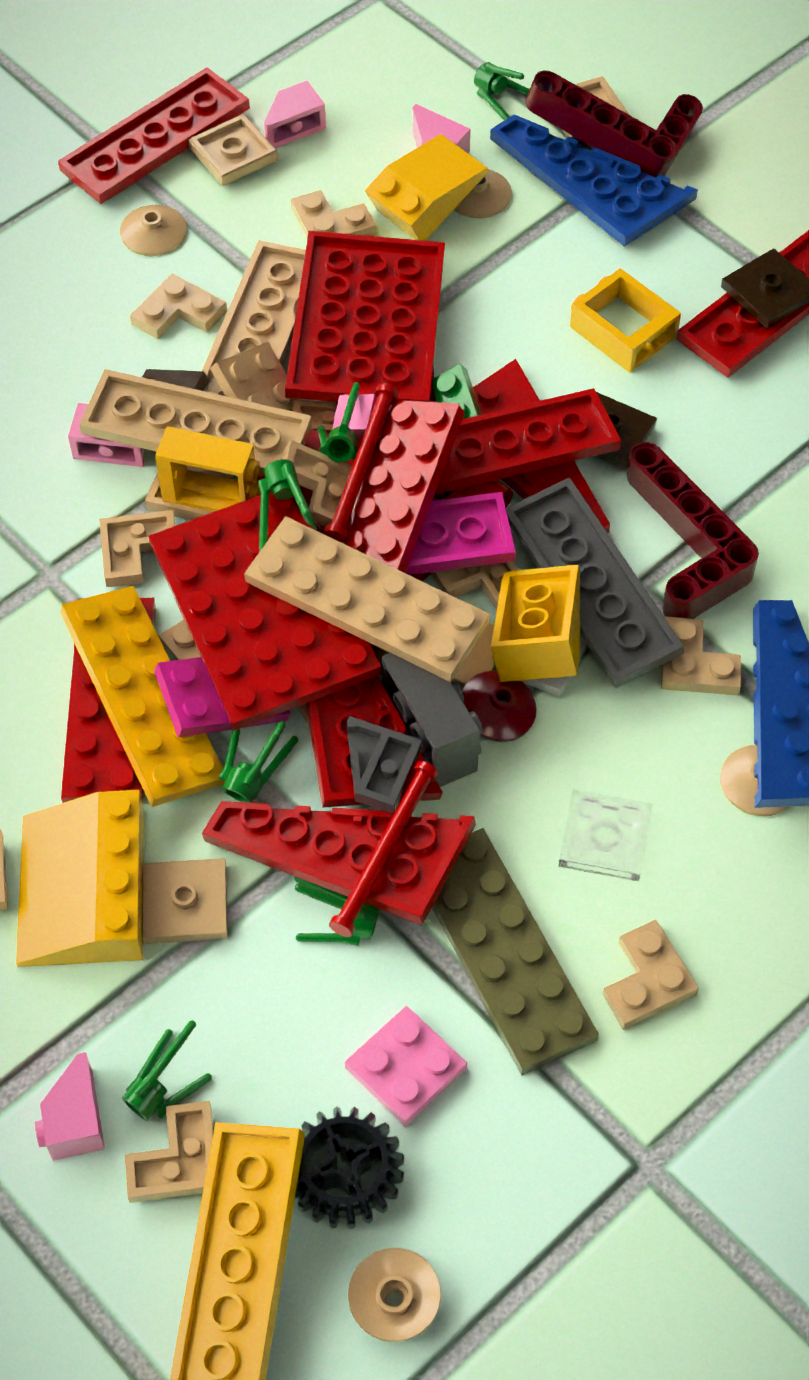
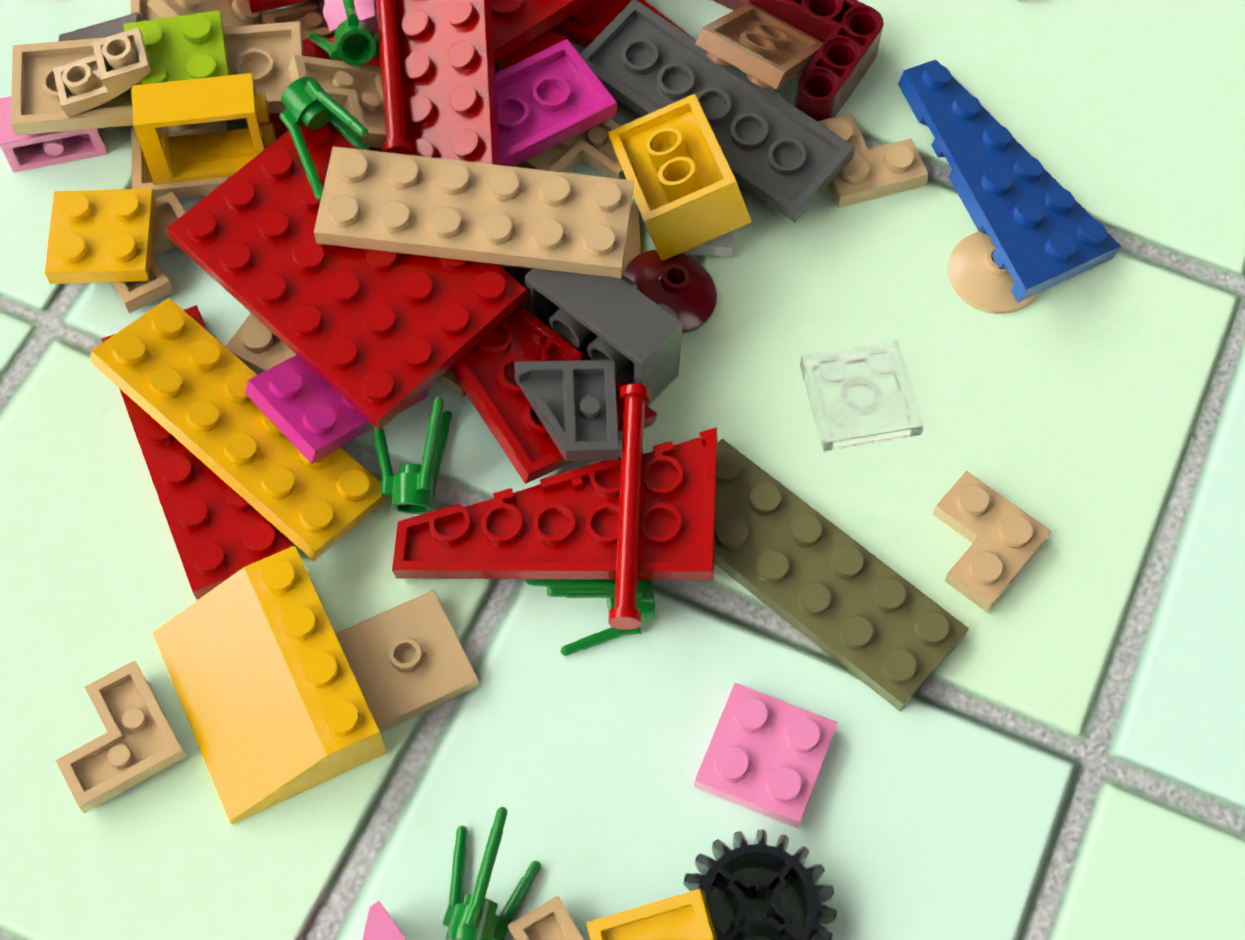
camera: 25 degrees left, 5 degrees up
(108, 525) = (100, 236): none -> yellow plate
(153, 412) = (94, 80): none -> tan slope
(214, 409) = (184, 47): none -> lime plate
(648, 543) = (758, 45): none -> medium nougat plate

